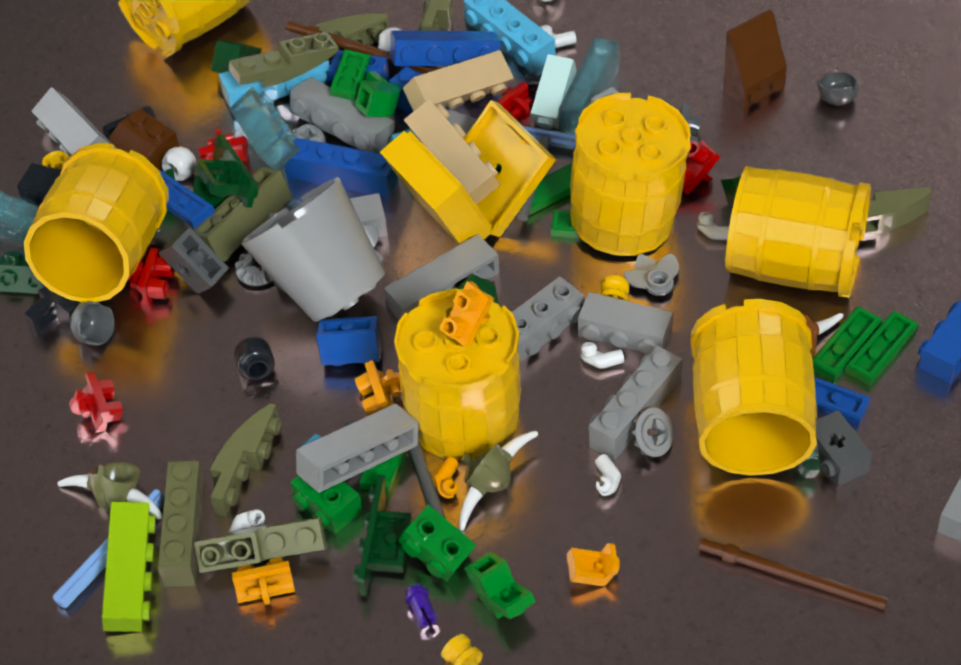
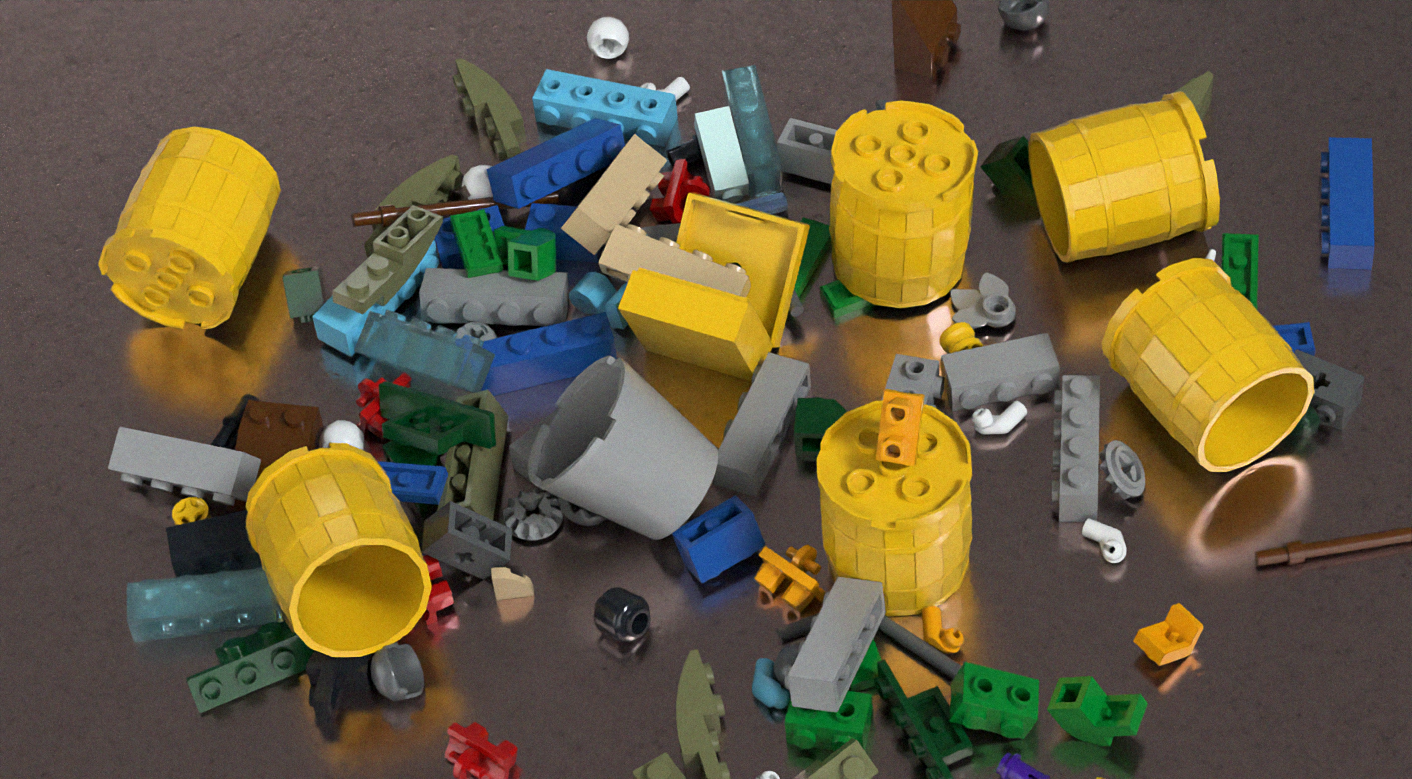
camera: 30 degrees left, 0 degrees up
(204, 304) = (510, 585): none -> tan tile
(489, 473) = (984, 599): olive helmet -> none
(711, 229) = (1010, 227): white arm -> none
(881, 348) = (1278, 265): green tile -> none

